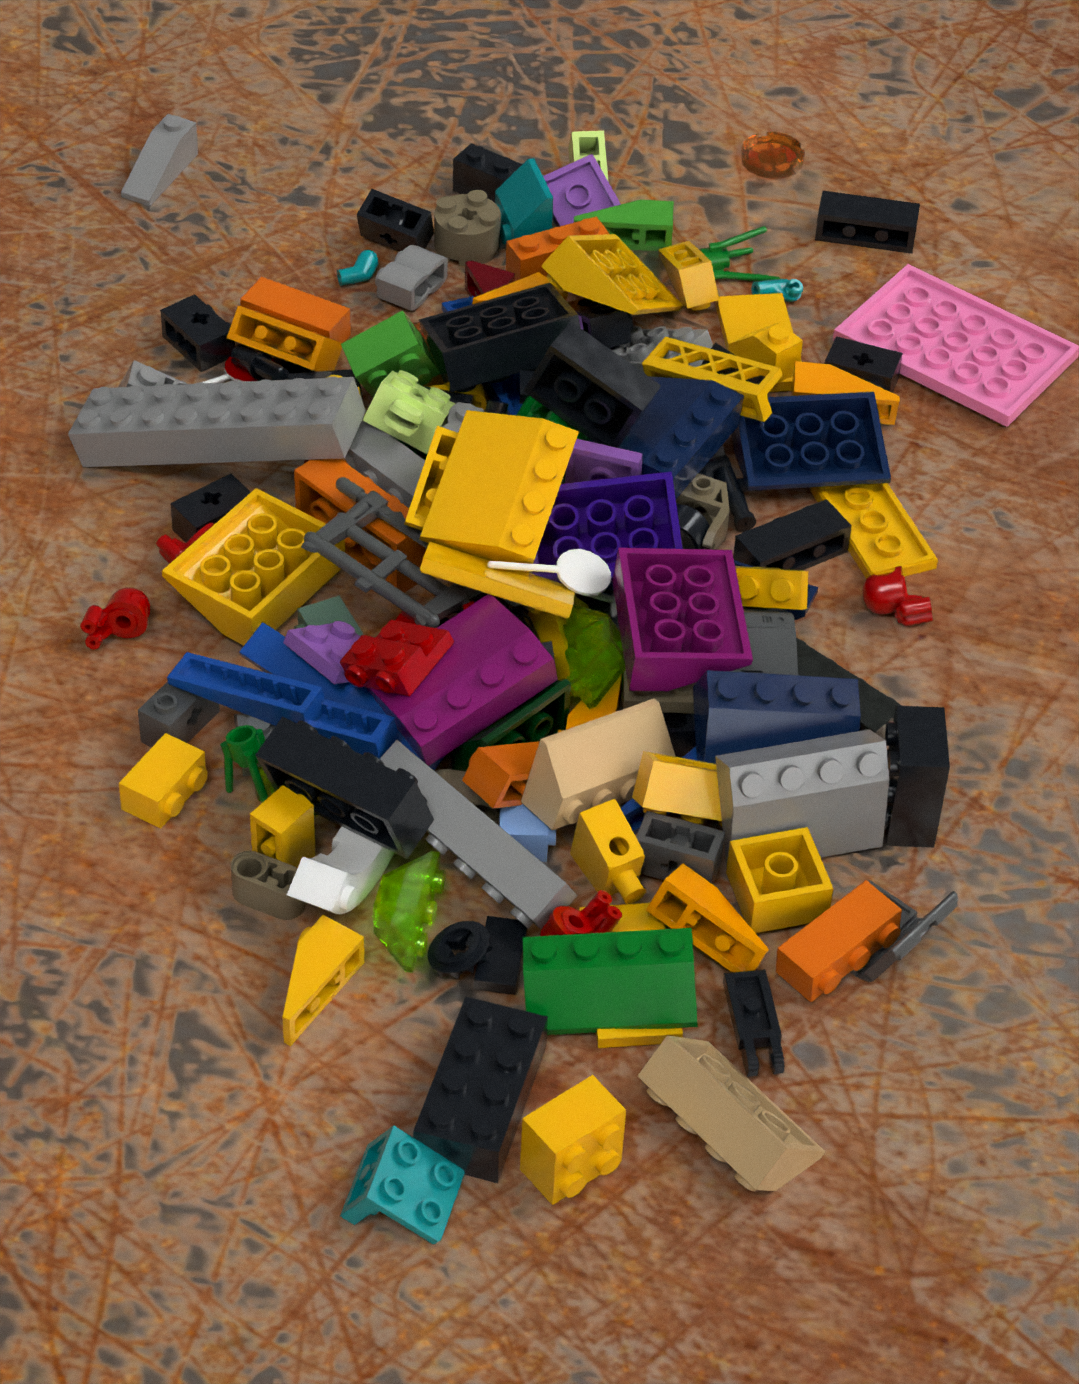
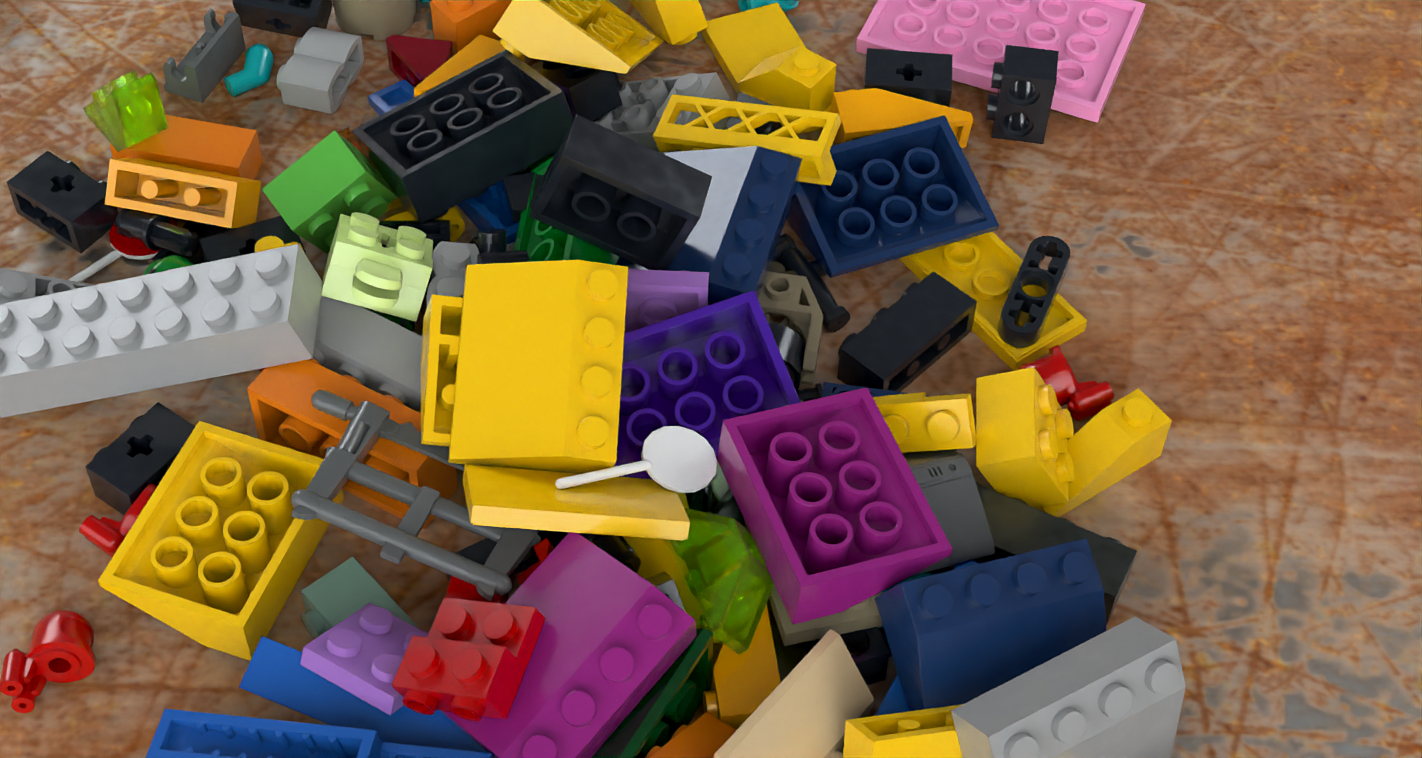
camera: 15 degrees left, 5 degrees up
(259, 273) = (128, 110): none -> clear neon green slope
(328, 255) = (207, 60): none -> dark grey hinge
(846, 616) = (1023, 437): none -> yellow brick
(899, 543) = (1036, 307): none -> black beam
(910, 646) = (1113, 447): none -> yellow slope
(916, 775) = (1217, 654): black brick -> none
(947, 391) = (1024, 94): none -> black brick

